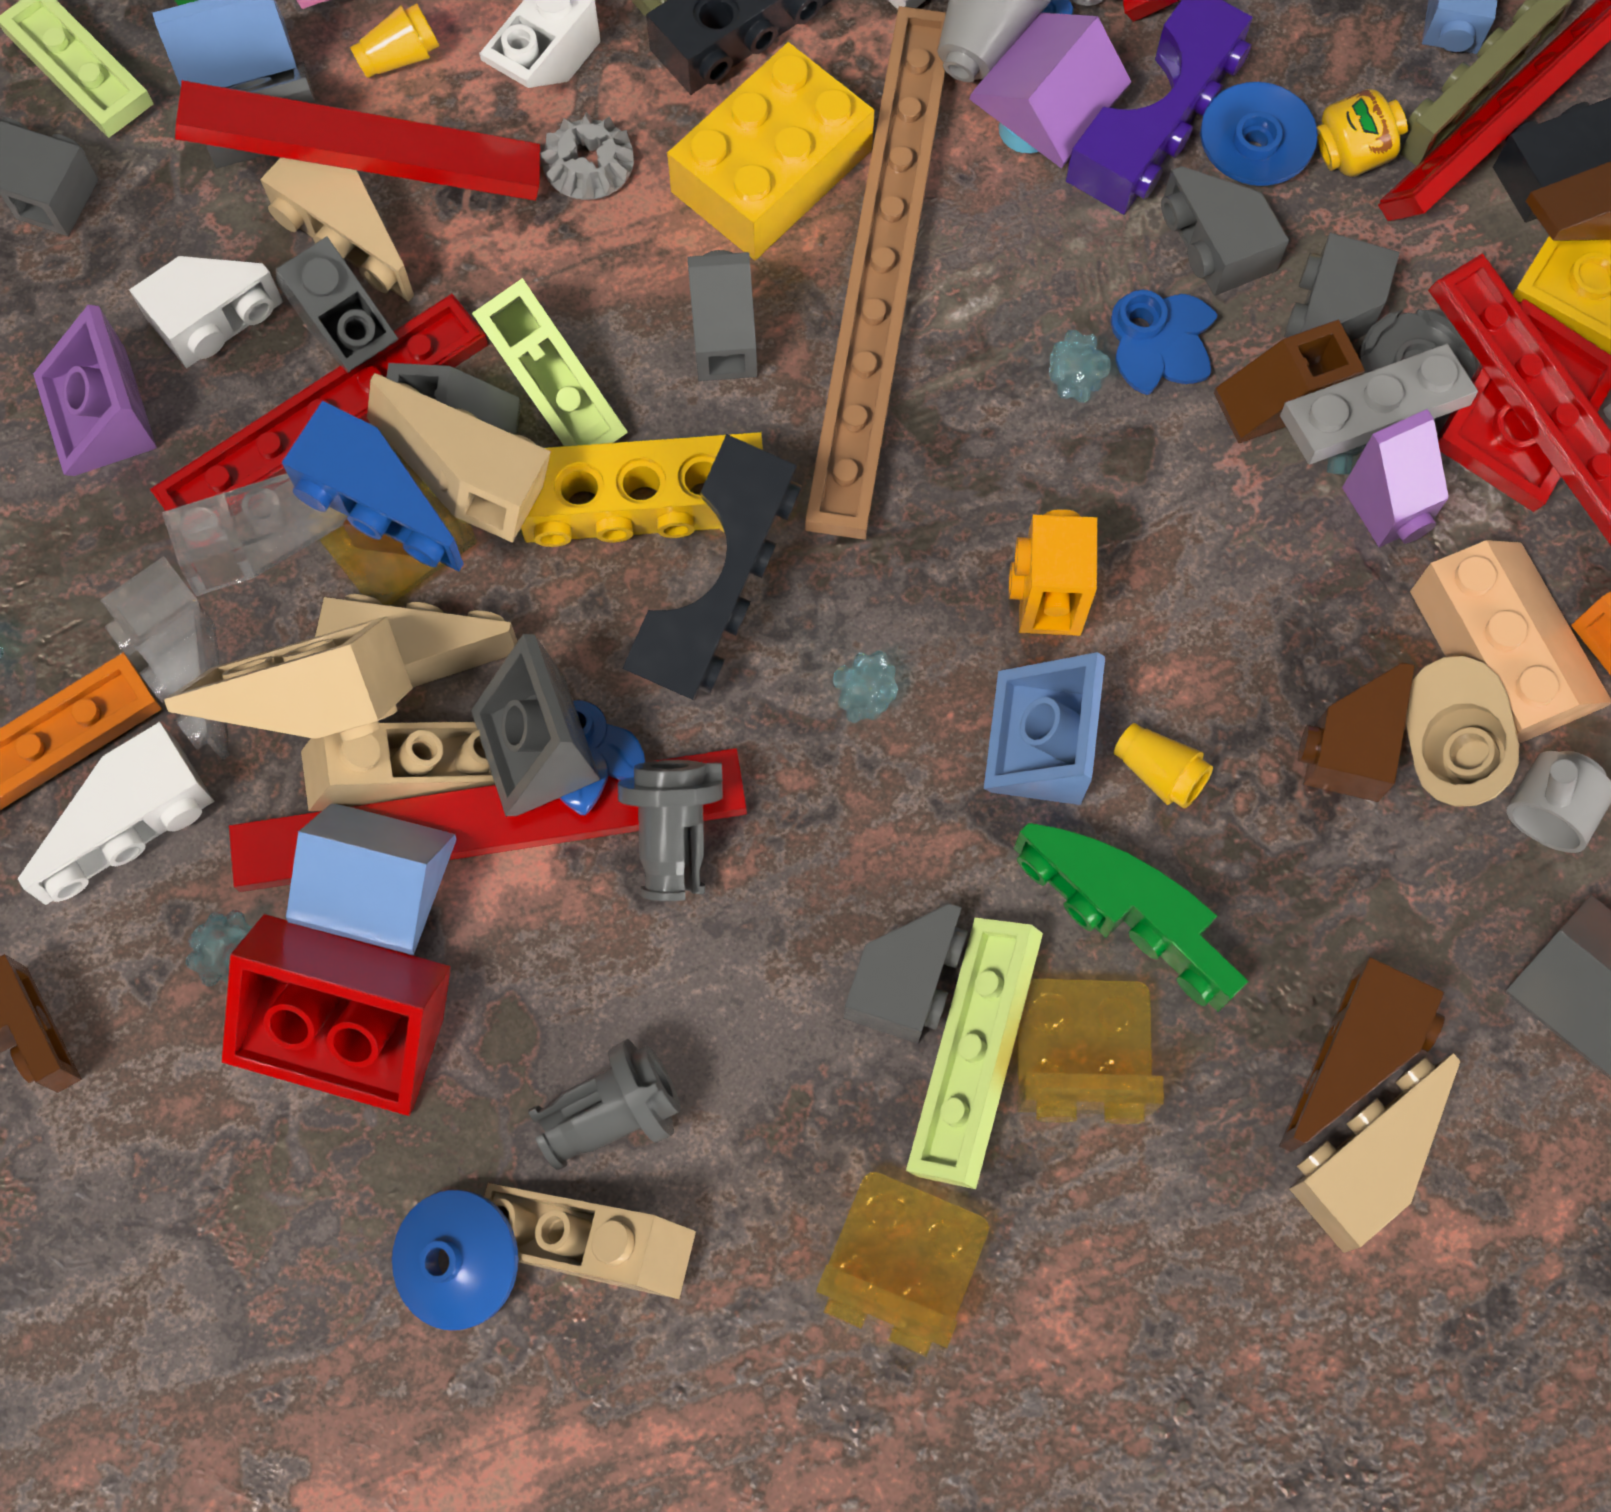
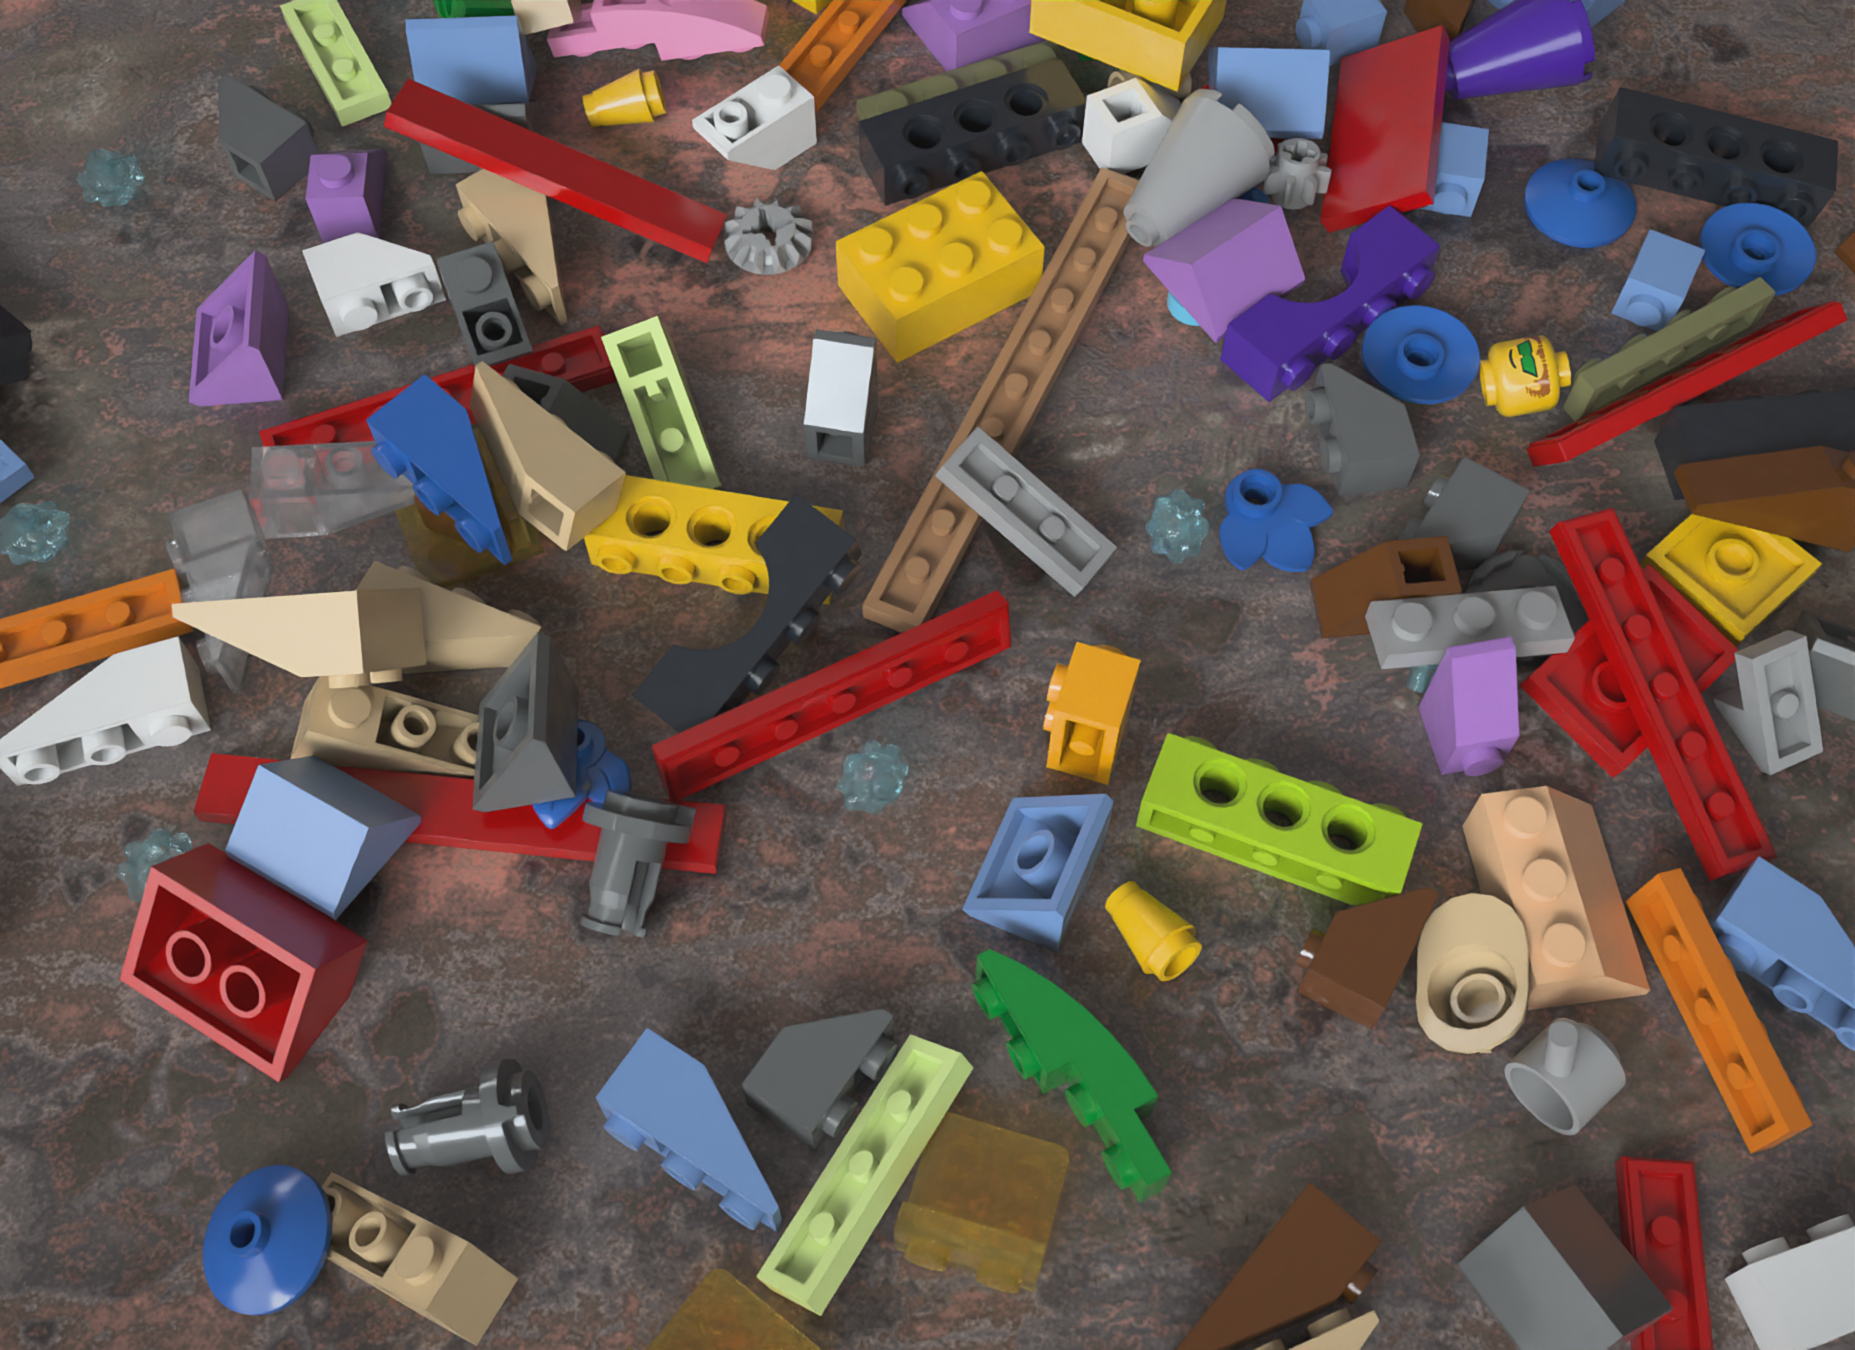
camera: 15 degrees right, 10 degrees down
(145, 211) = (347, 192): none -> medium lavender slope
(795, 1046) = (676, 1110): none -> medium blue slope
(807, 618) = (832, 696): none -> red tile
(933, 388) = (1026, 511): none -> light grey plate
(1219, 651) = (1291, 853): none -> lime brick

